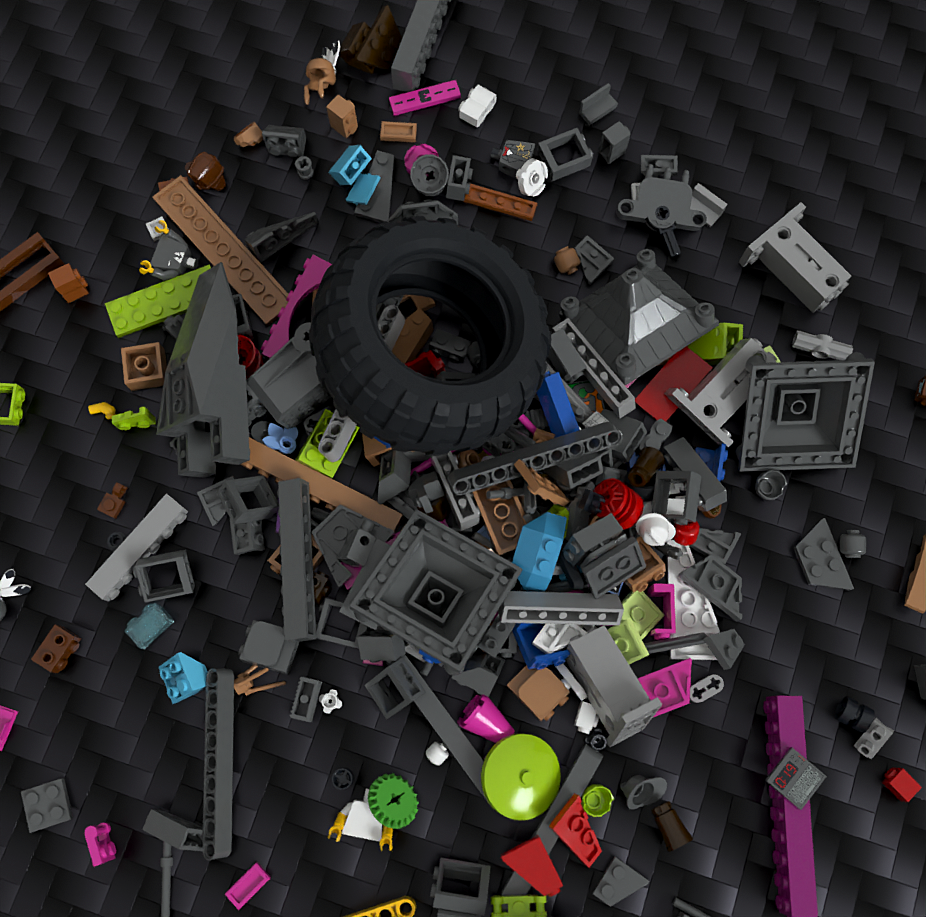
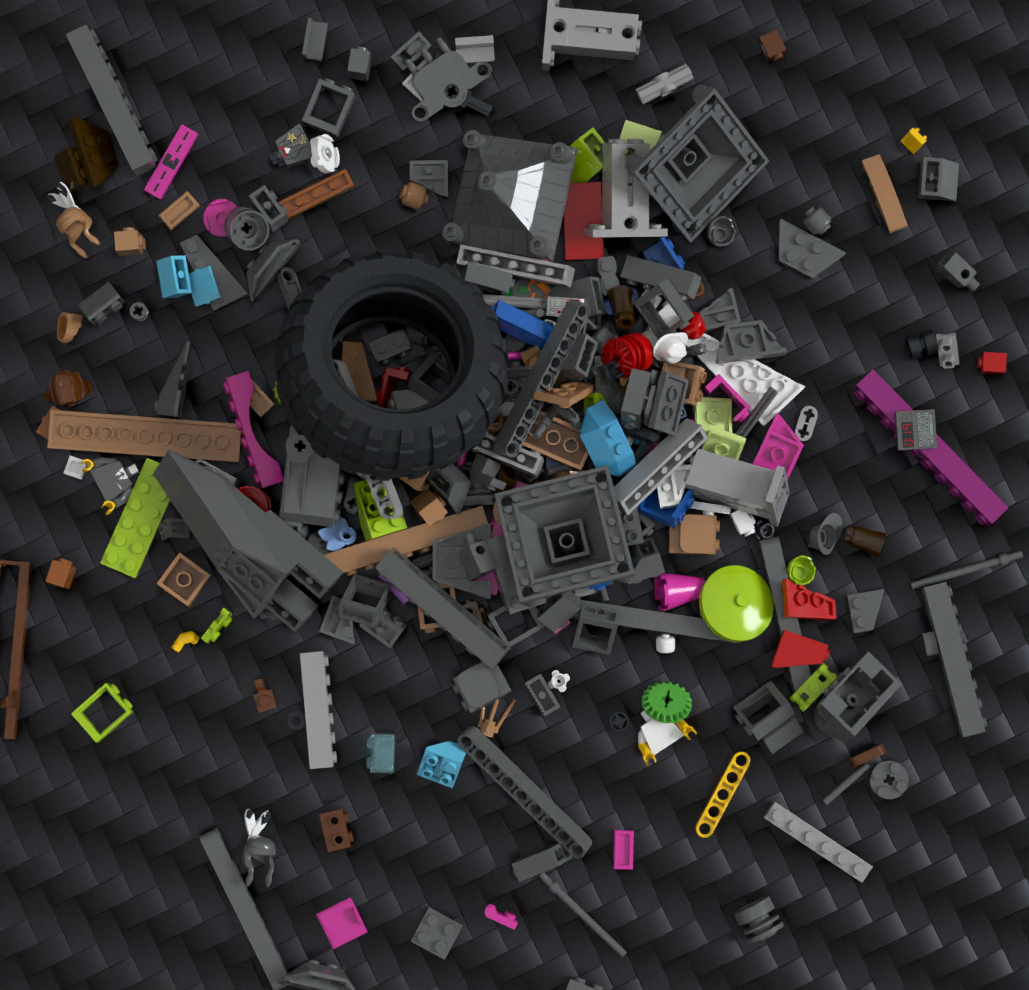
camera: 45 degrees left, 10 degrees up
(187, 583) = (370, 718): dark grey window -> none
(363, 478) = (429, 506): none -> medium nougat brick
(477, 106) = (221, 131): white brick -> none
(725, 647) = (793, 382): dark grey wing -> none

